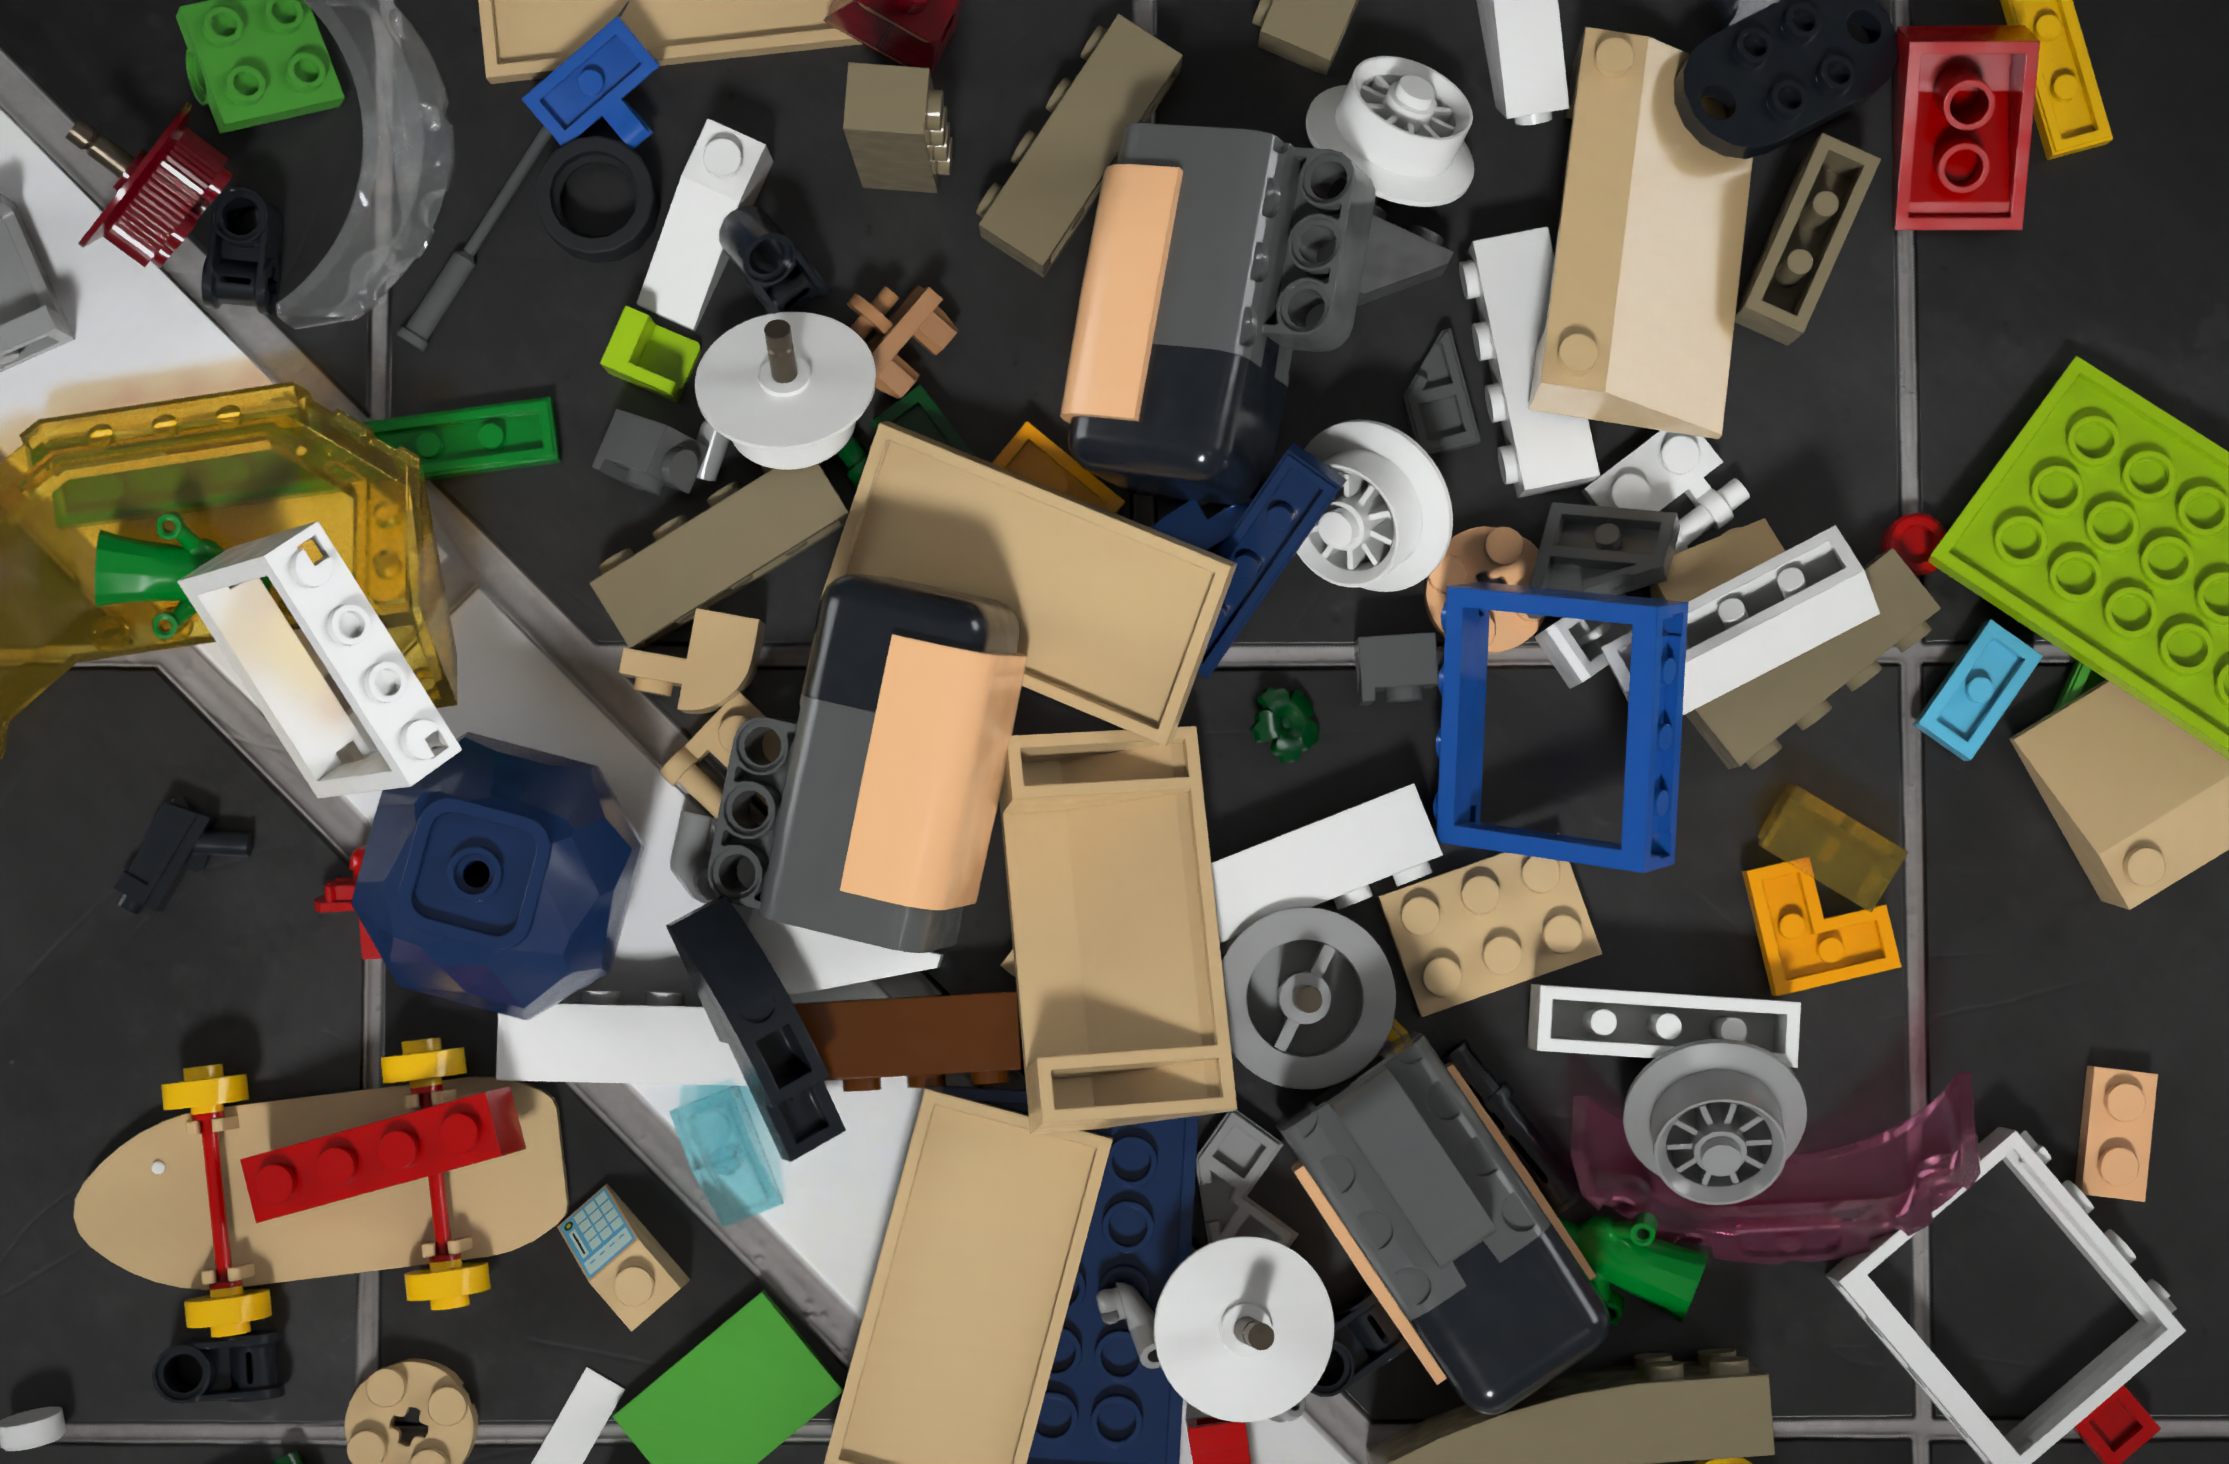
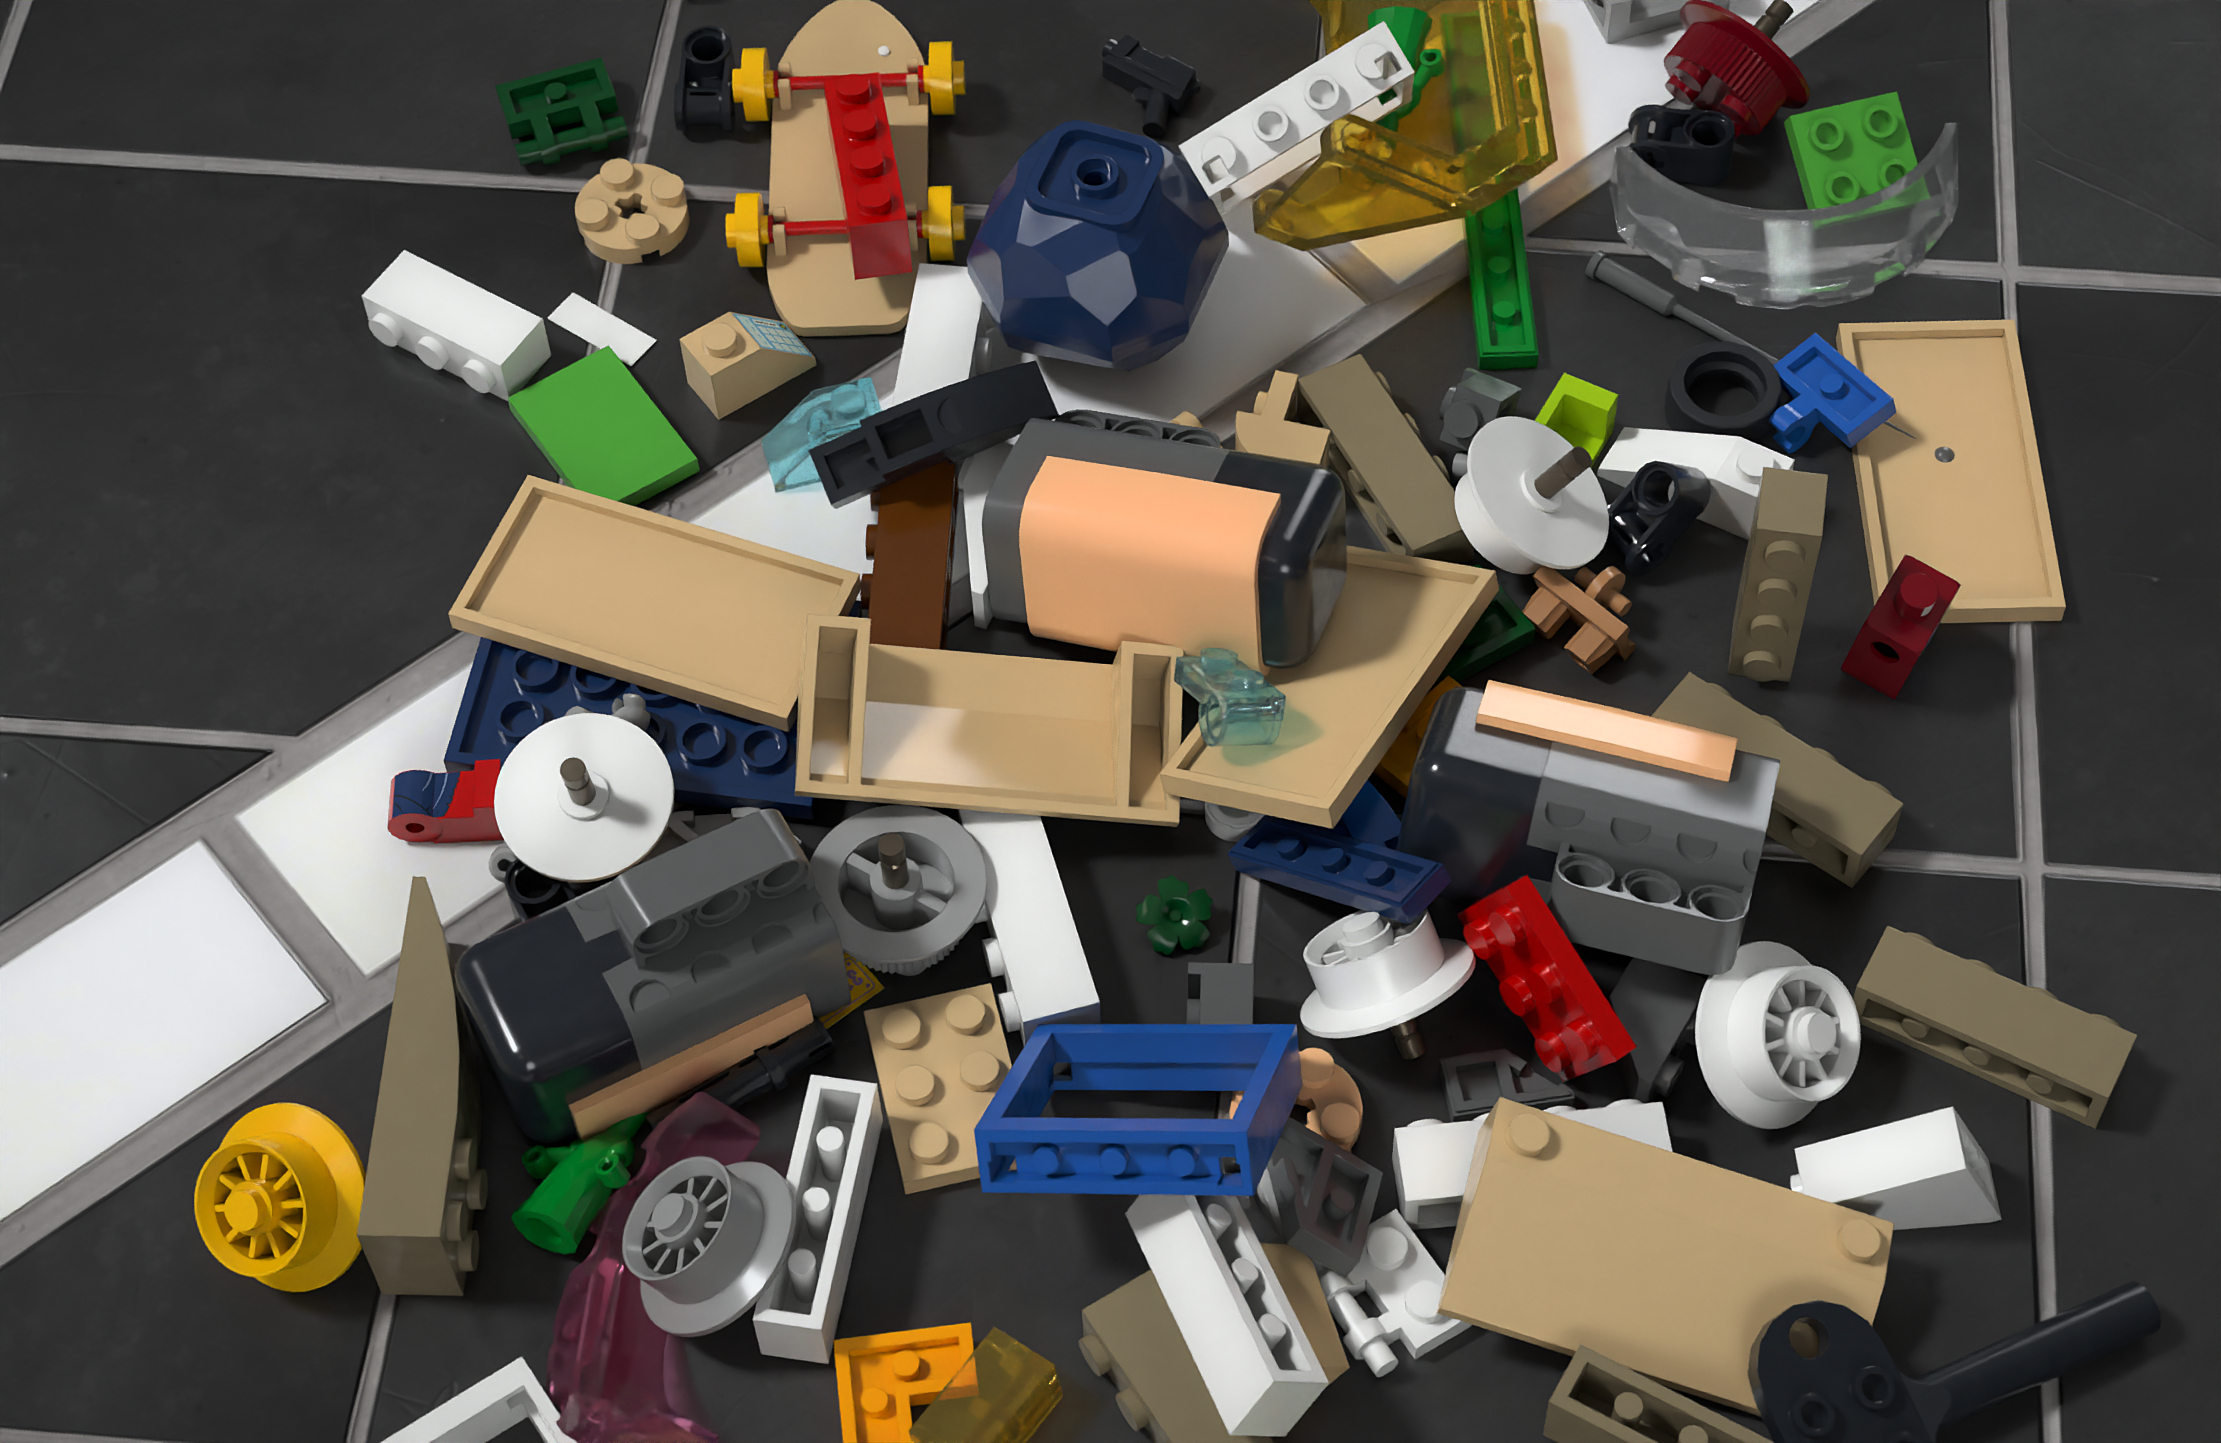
camera: 100 degrees right, 30 degrees down
(1084, 675) = (1234, 699): none -> clear light blue plate
(1366, 358) = (1545, 980): none -> red plate

